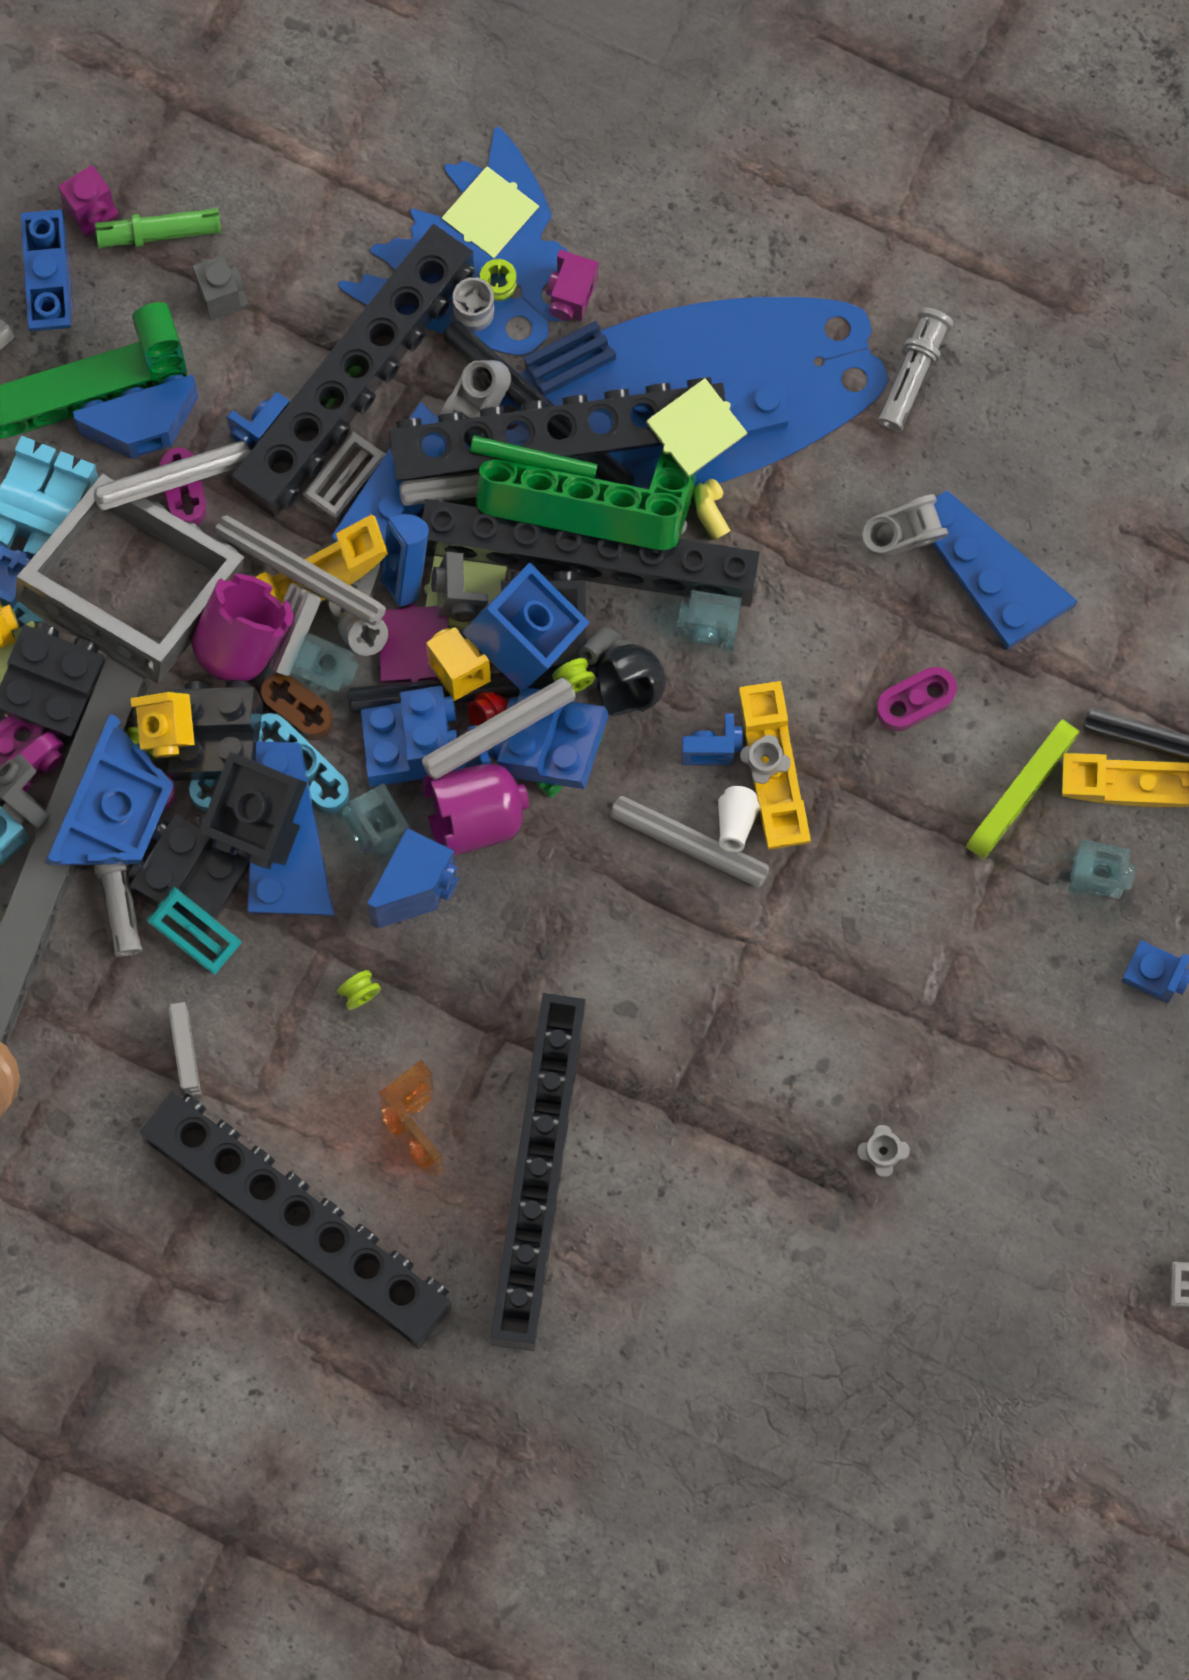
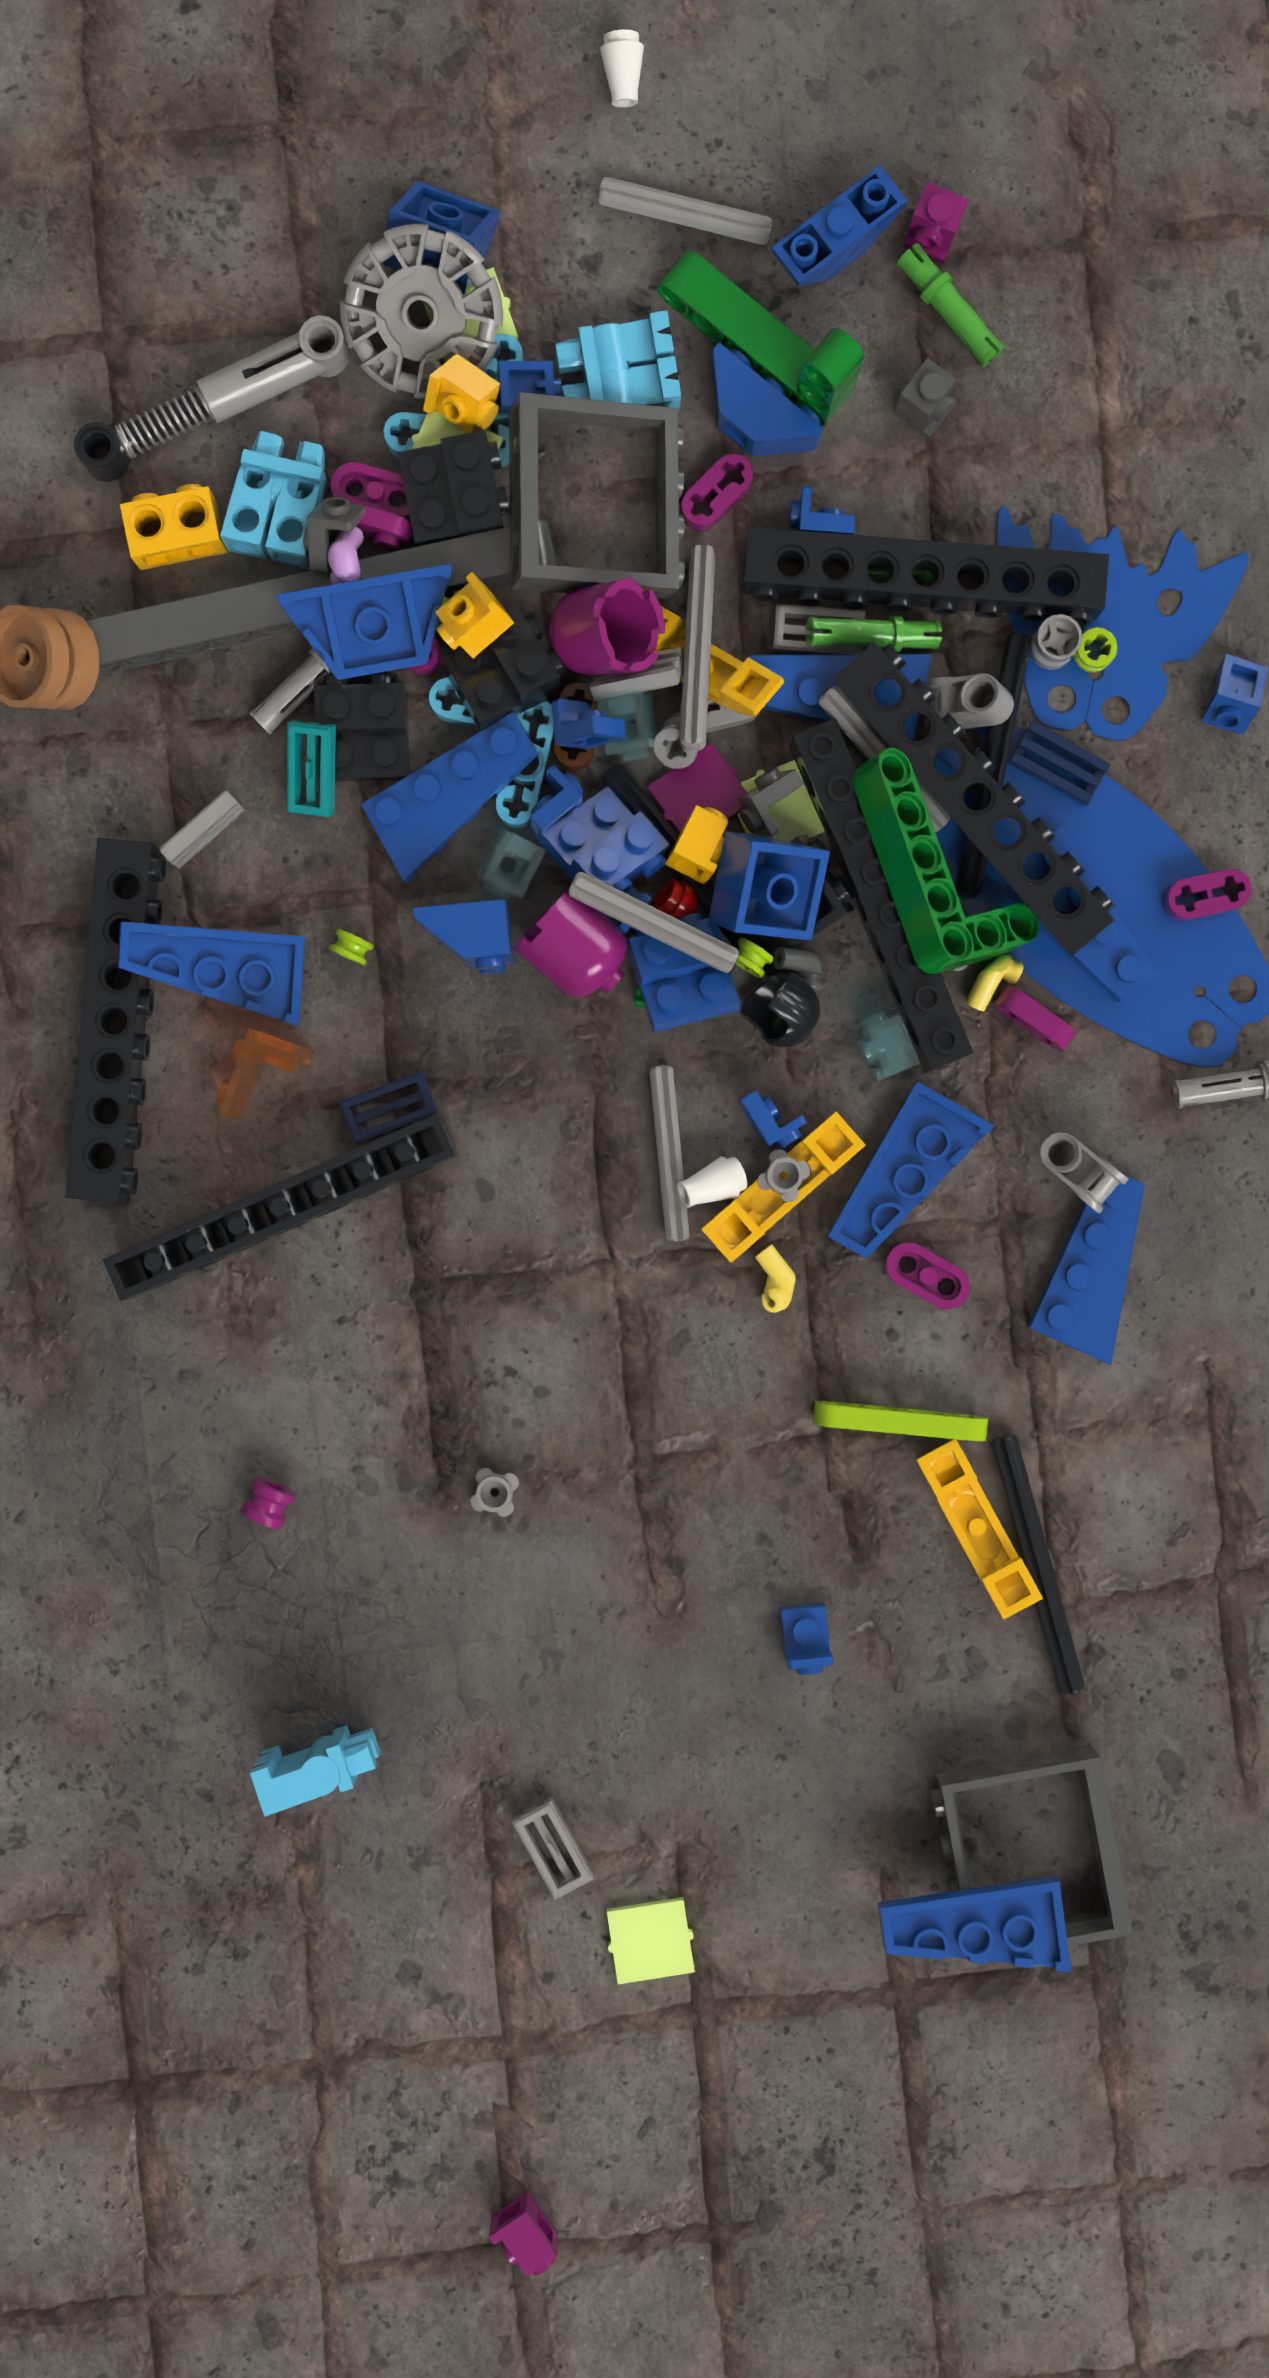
camera: 60 degrees right, 15 degrees up
(48, 795) = (344, 557): none -> lavender arm
(170, 475) = (713, 471): light grey axle -> none
(254, 811) = (439, 751): black plate -> none
(308, 693) = (583, 728): none -> blue bracket
(309, 1096) = (230, 966): none -> blue wing
(349, 747) = (550, 809): none -> blue bracket
(375, 433) = (864, 632): none -> bright green pin
(405, 561) = (767, 734): blue brick -> none
(490, 212) = (1159, 601): yellowish green piece -> none
(501, 1078) = (424, 1094): none -> dark blue tile
(531, 457) = (930, 791): green bar -> none
(572, 286) = (1129, 721): magenta brick -> none
(602, 197) = (1236, 694): none -> blue bracket
(696, 427) = (1054, 923): yellowish green piece -> none
(737, 307) = (1208, 905): none -> magenta beam
(760, 494) = (1034, 1018): none -> magenta beam
(777, 1340) = (268, 1503): none -> magenta wheel
(813, 653) = (911, 1159): none -> blue wing
(848, 817) = (779, 1282): none -> light yellow arm
(1027, 1432) = (313, 1771): none -> medium azure hips
(1096, 855) = (876, 1553): clear light blue brick -> none

